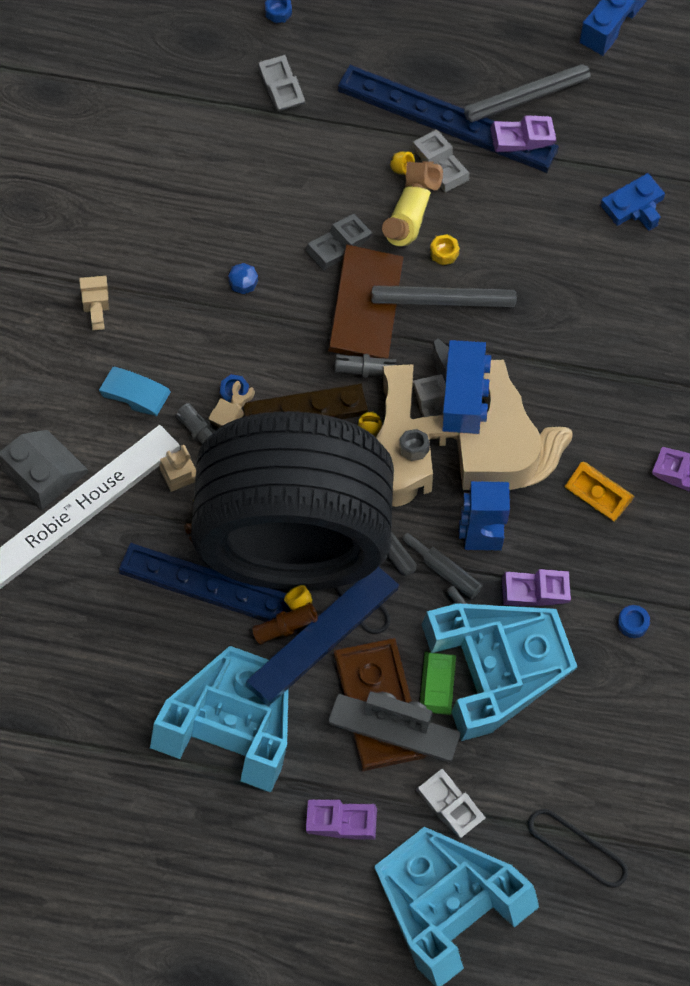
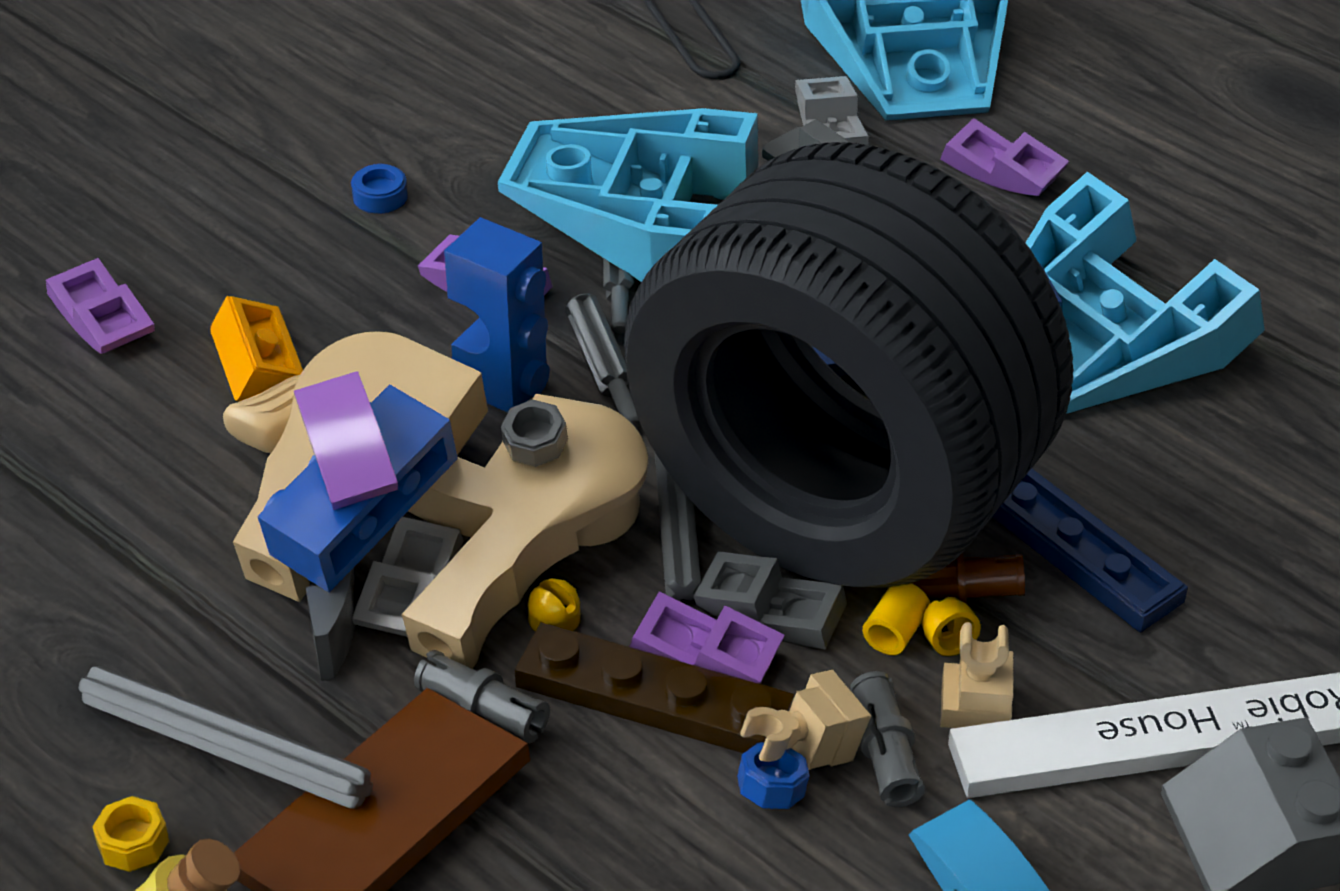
camera: 145 degrees left, 20 degrees down
(474, 373) = (346, 440): none -> medium lavender slope

